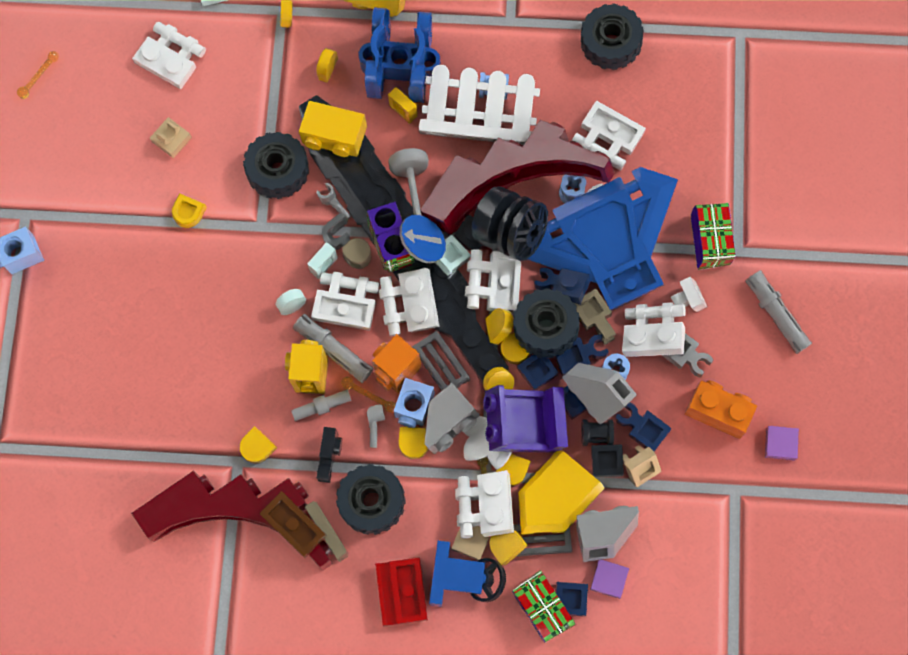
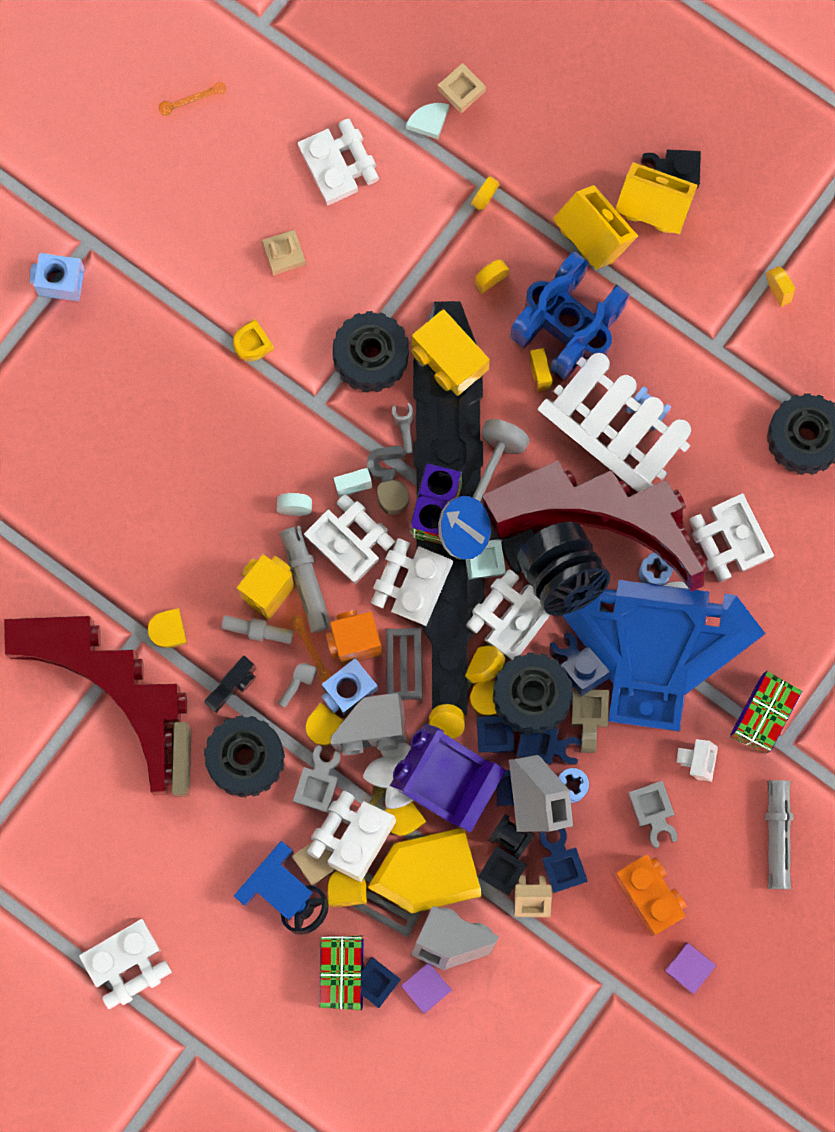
camera: 30 degrees right, 5 degrees up
(293, 524) = (150, 733): reddish brown plate -> none
(401, 592) = (215, 866): red plate -> none
(436, 486) = (316, 785): none -> light grey plate
(654, 339) = (632, 780): white plate -> none

